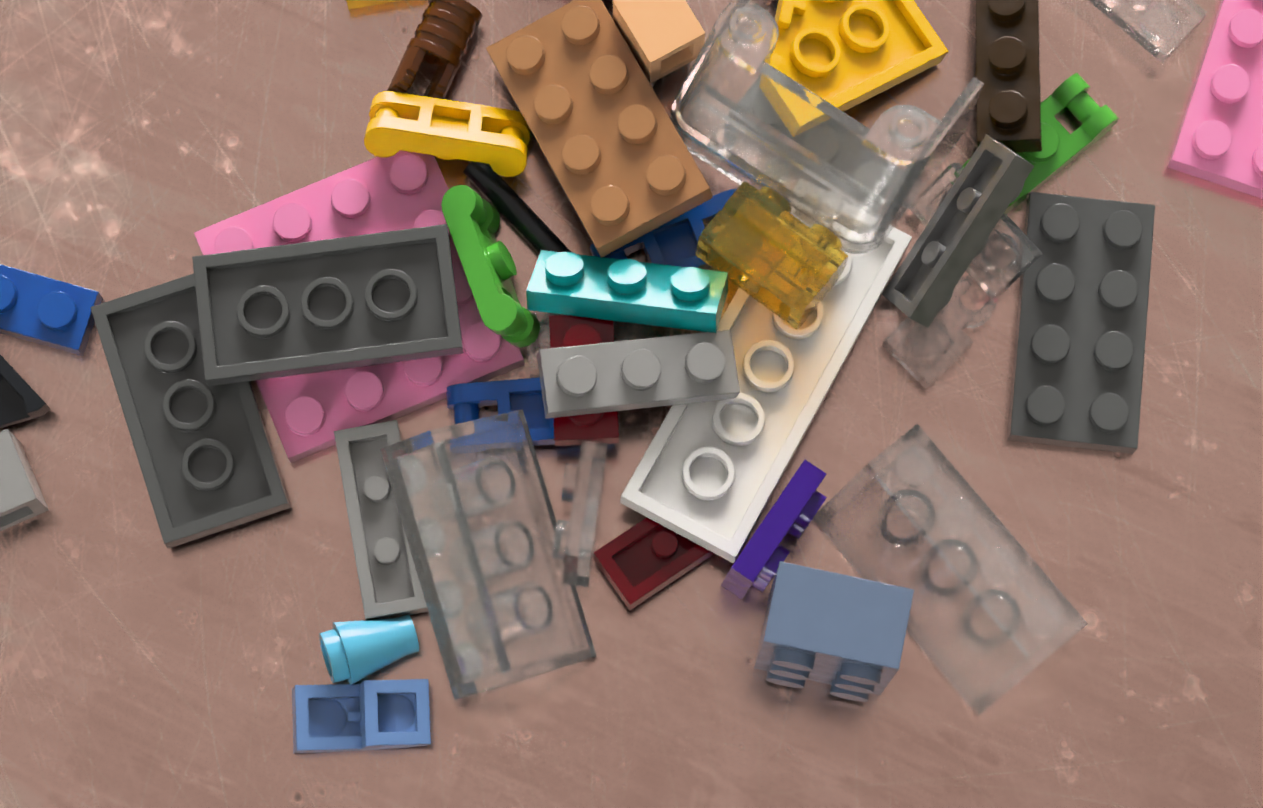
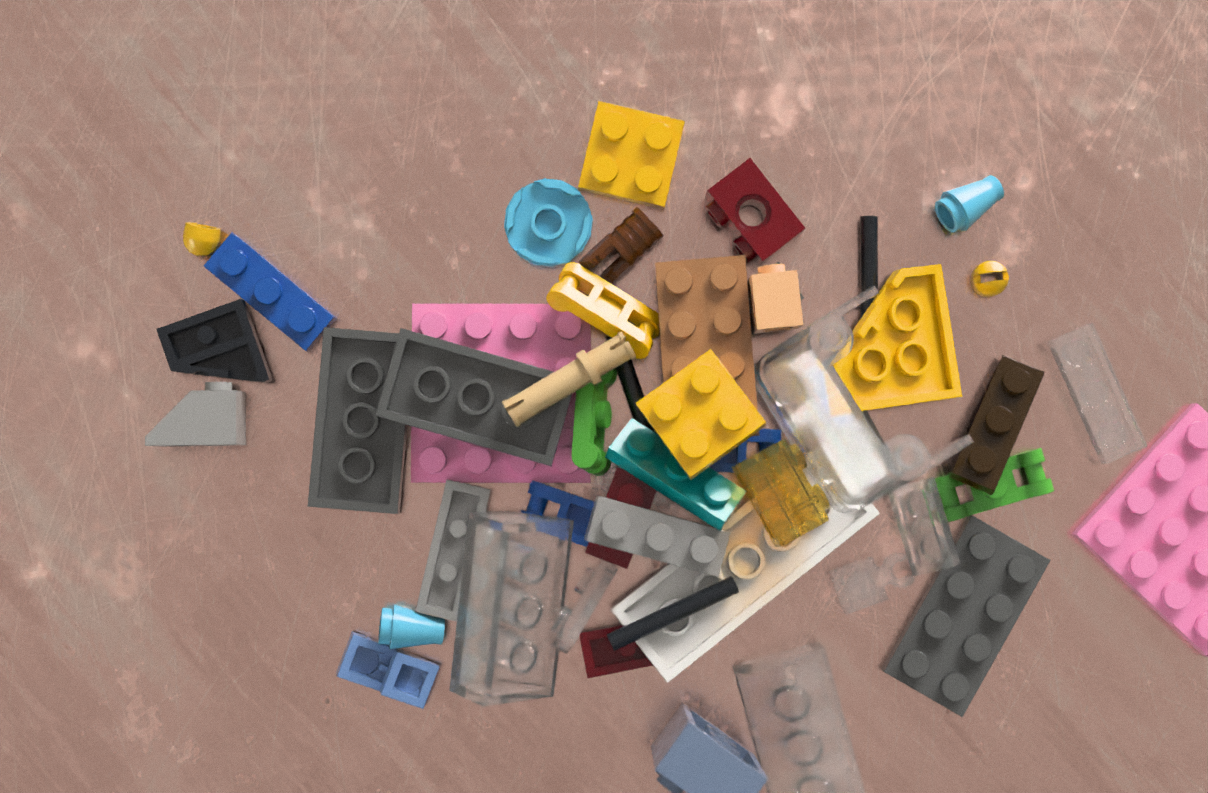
camera: 25 degrees right, 10 degrees up
(327, 64) = (548, 223): none -> medium azure tile
(453, 205) = (570, 378): none -> tan pin
(625, 193) = (701, 414): none -> yellow plate
(702, 465) = (672, 613): none -> black bar
(789, 515) = (716, 667): dark purple plate -> none
(957, 231) = (910, 529): flat silver plate -> none

